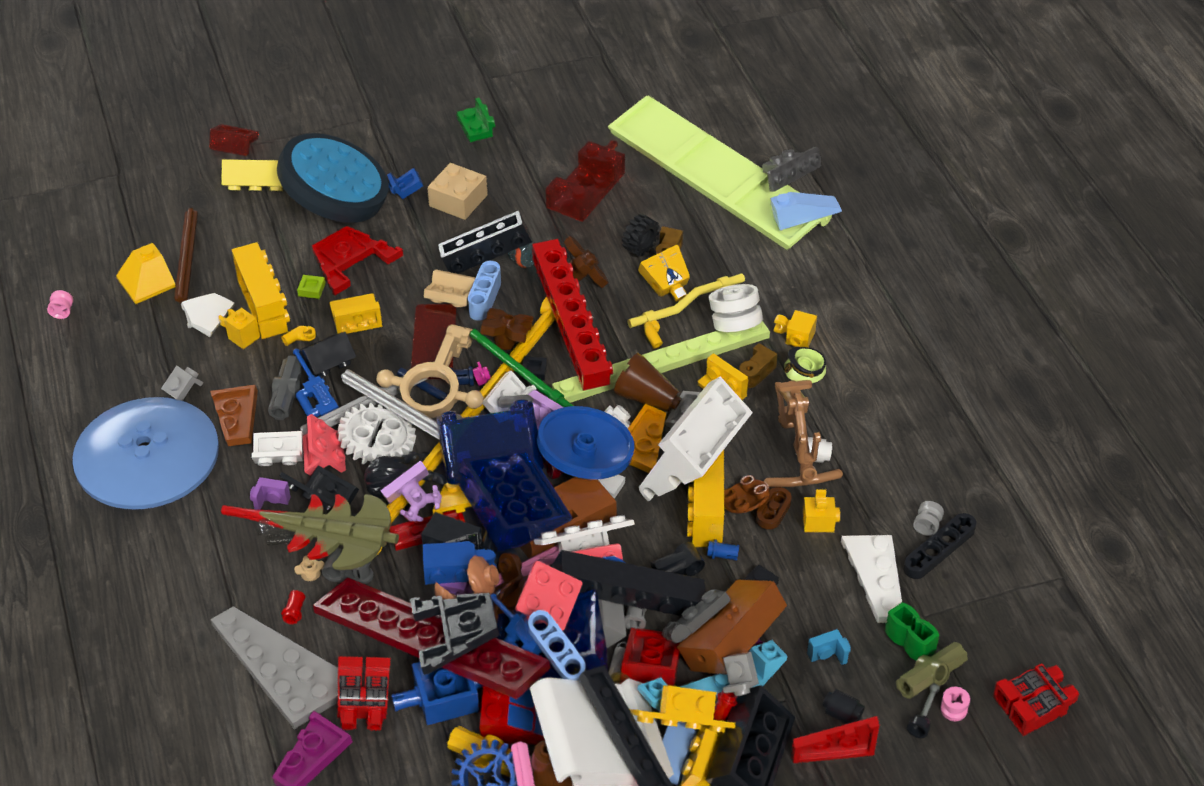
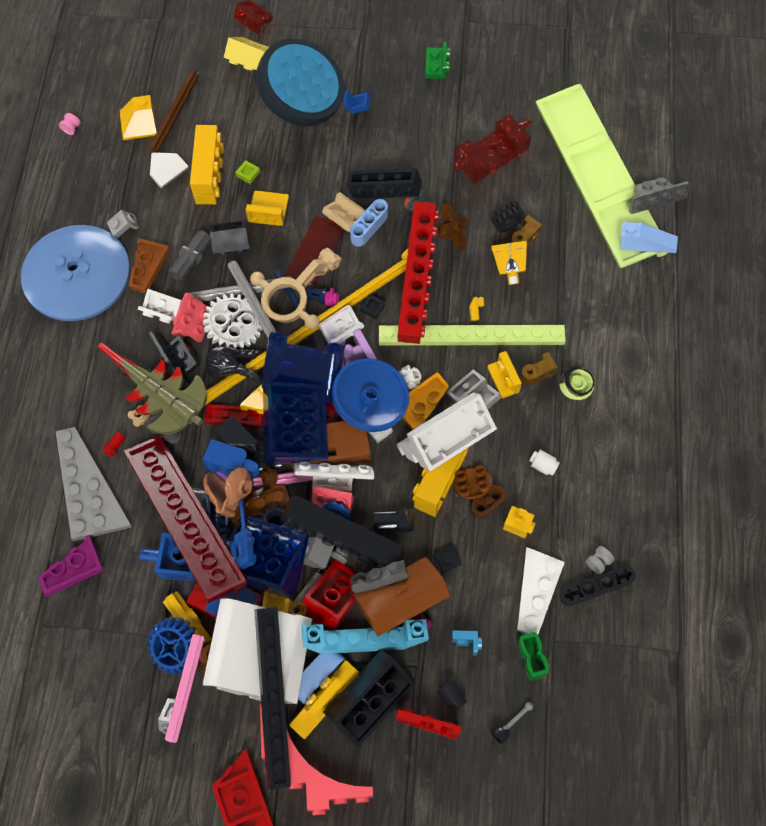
camera: 25 degrees right, 20 degrees up
(241, 327) = (181, 191): yellow brick -> none
(269, 490) = (139, 341): medium lavender bracket -> none
(300, 333) = (222, 211): yellow arm -> none
(314, 388) = (210, 266): blue piece -> none
(346, 249) = (284, 148): red wing -> none
(362, 701) = (124, 535): red hips -> none
(408, 486) = (230, 387): lavender piece -> none
(457, 191) = (391, 123): tan brick -> none
(466, 625) = (205, 525): black wing -> none
(506, 327) = (365, 265): reddish brown plant -> none
(507, 401) = (342, 336): flat silver arm -> none
(549, 591) = (269, 528): coral bracket -> none
(554, 395) = (374, 338): green bar -> none
(554, 634) = (250, 585): light blue beam -> none
(647, 385) = (444, 358): reddish brown cone -> none
(684, 302) = (550, 283): light yellow bar -> none
(687, 706) = (324, 658): yellow bracket -> none
(722, 550) = (432, 522): blue pin -> none
(724, 705) = (366, 656): red pin -> none
(735, 308) = (545, 314): white wheel -> none
(740, 673) = (384, 644): light grey bracket -> none
(794, 417) = (538, 431): medium nougat piece -> none
(798, 329) = (587, 349): yellow brick -> none
(931, 670) = (532, 694): olive piece -> none
(957, 710) = (532, 729): bright pink wheel -> none
(1035, 697) = (605, 747): red hips -> none

